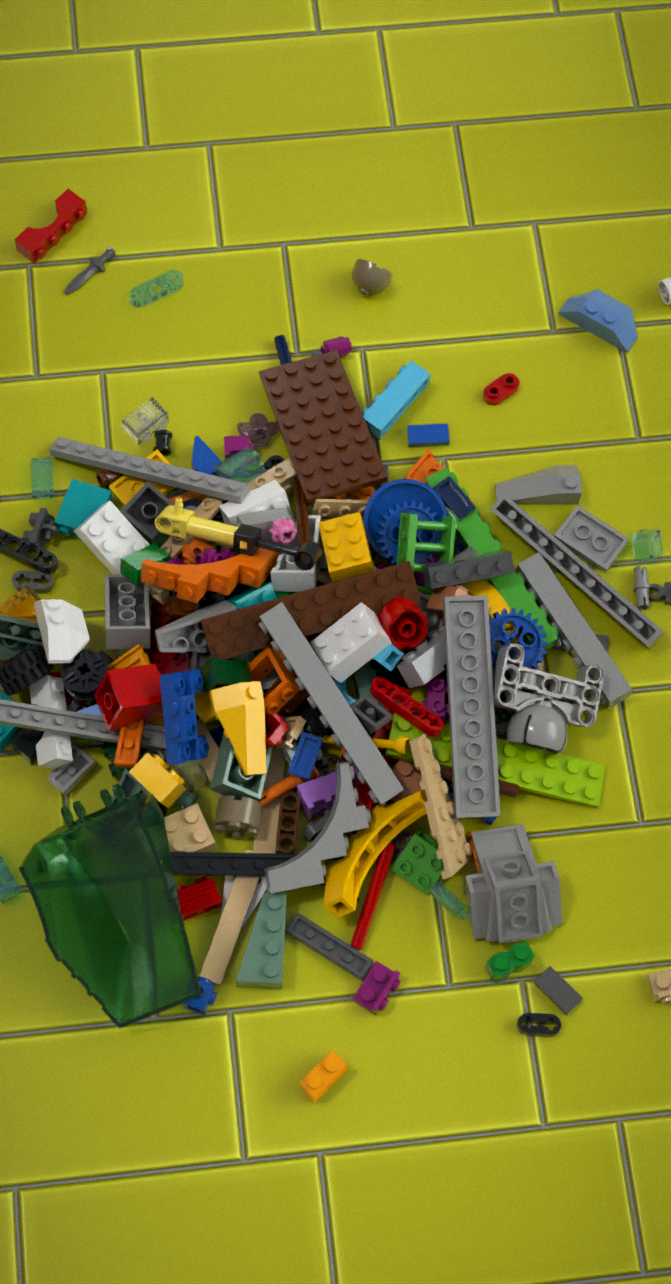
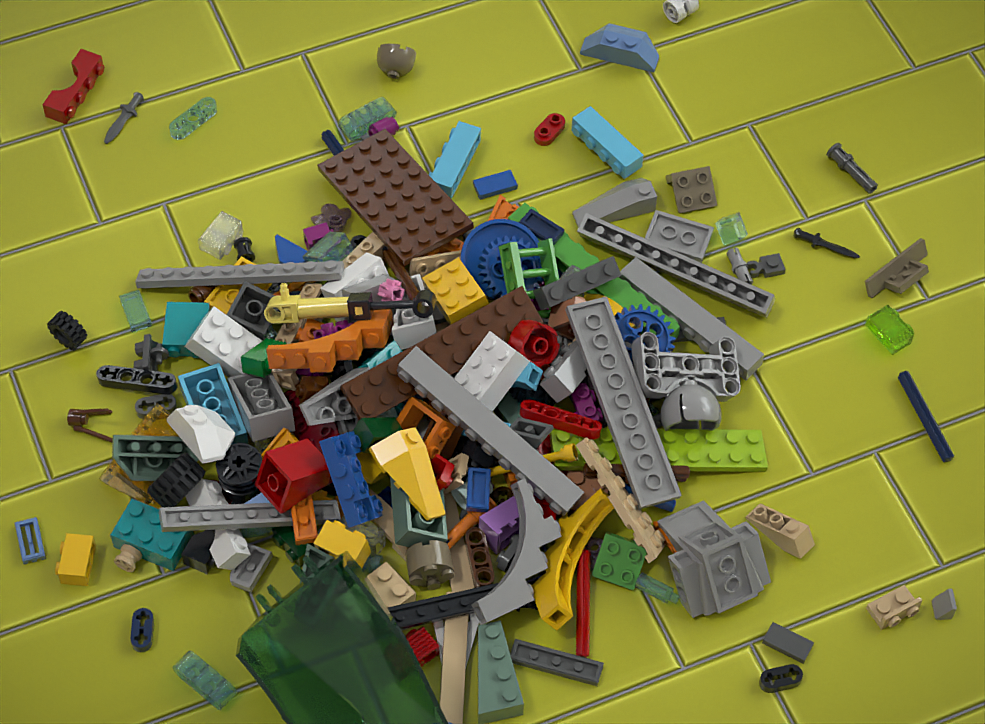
camera: 15 degrees left, 10 degrees down
(83, 587) = (210, 390): none -> medium azure brick
(312, 335) = (358, 122): none -> clear light blue beam
(376, 988) = (614, 687): magenta bracket -> none
(514, 960) = (734, 627): green brick -> none
(552, 420) = (607, 142): none -> medium azure brick
(590, 874) = (783, 530): none -> tan slope
(622, 491) = (693, 189): none -> dark tan bracket

